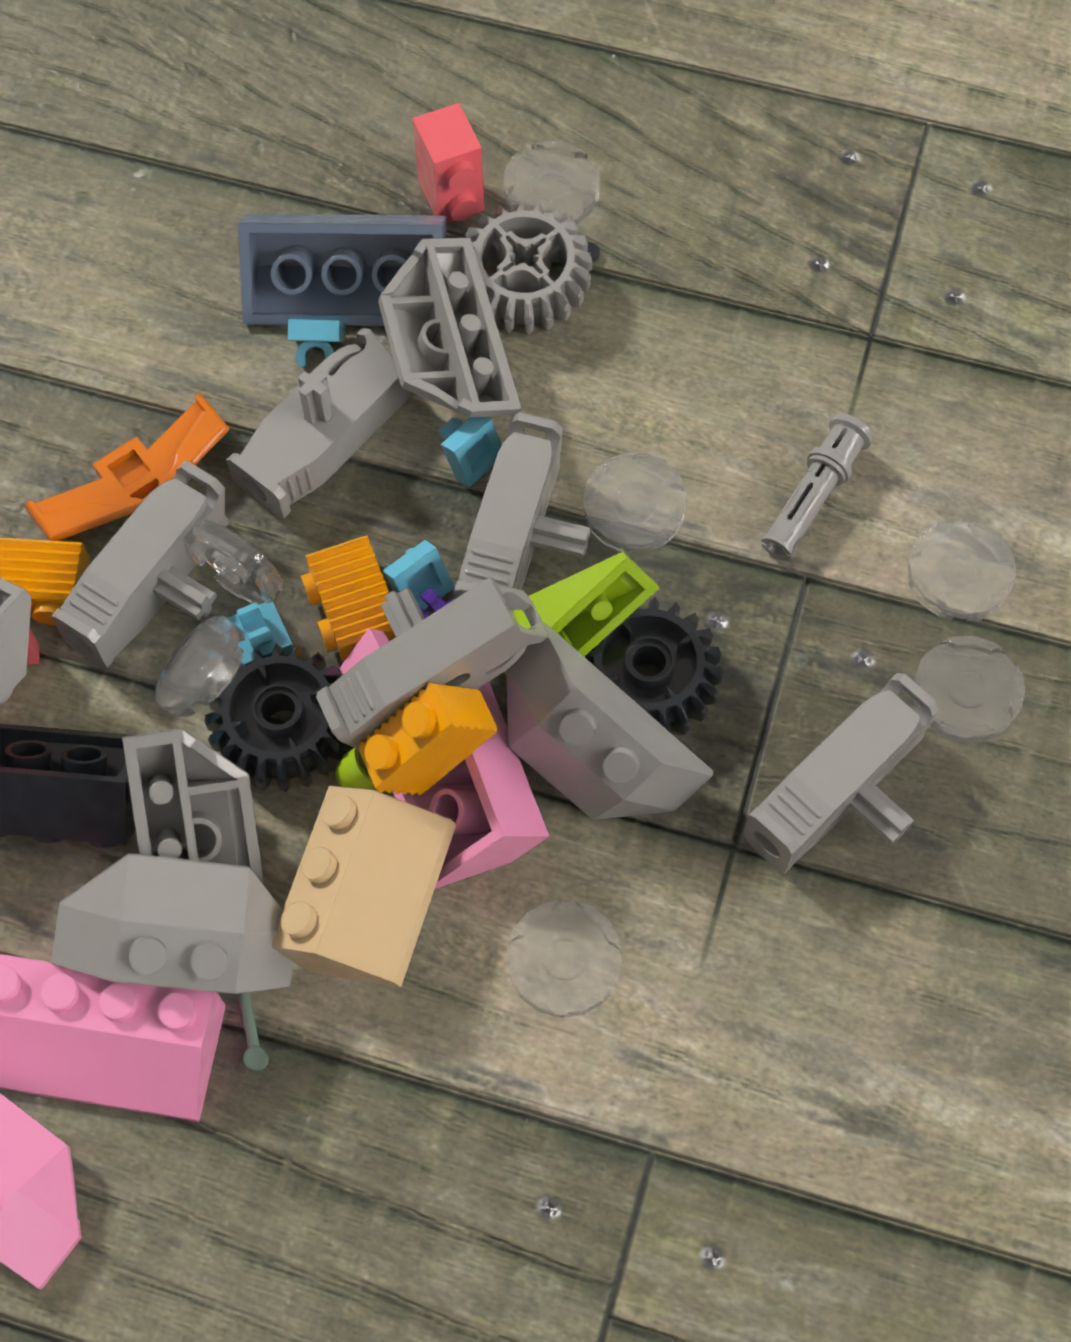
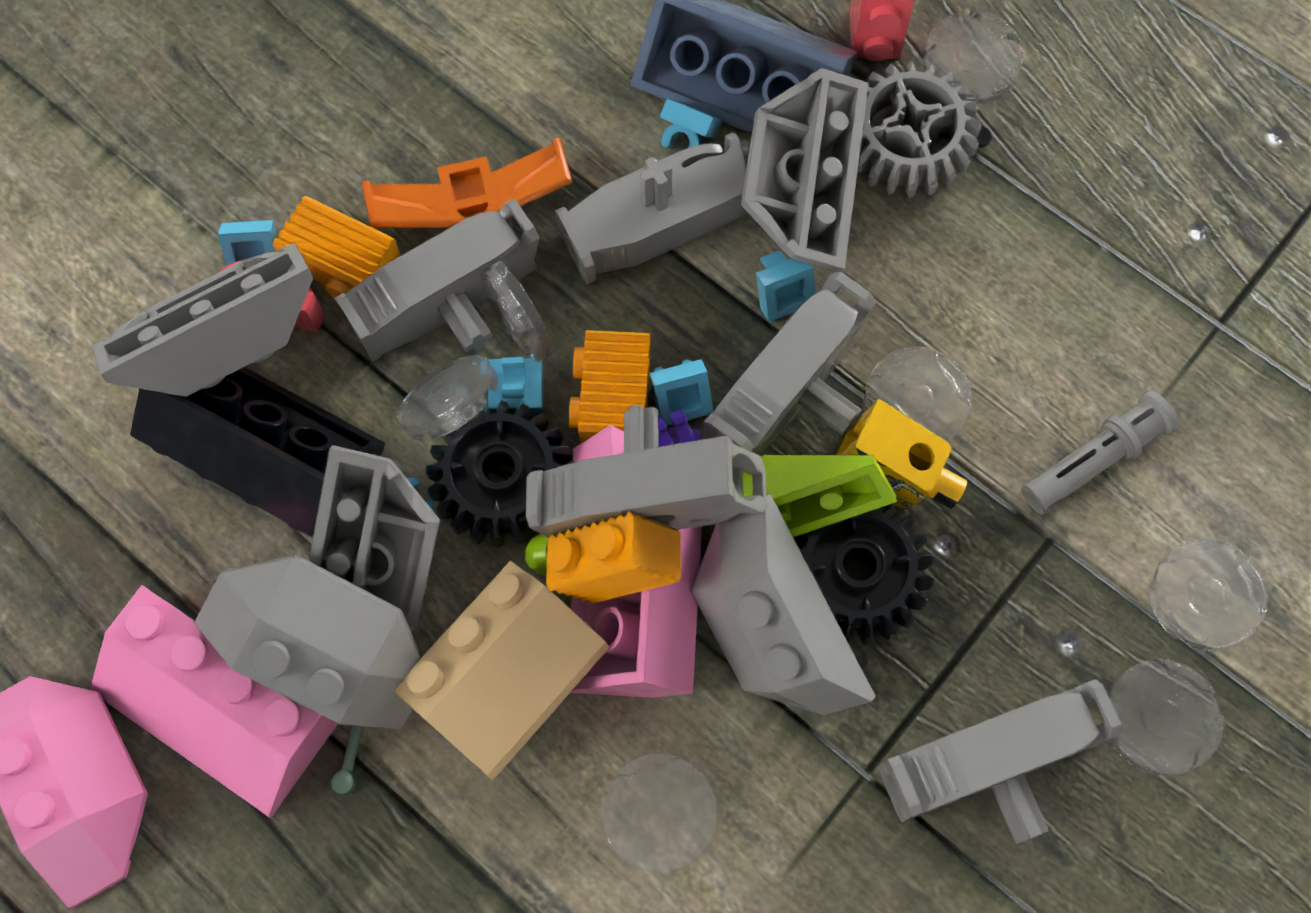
camera: 25 degrees right, 5 degrees up
(654, 545) = (906, 454): none -> yellow torso

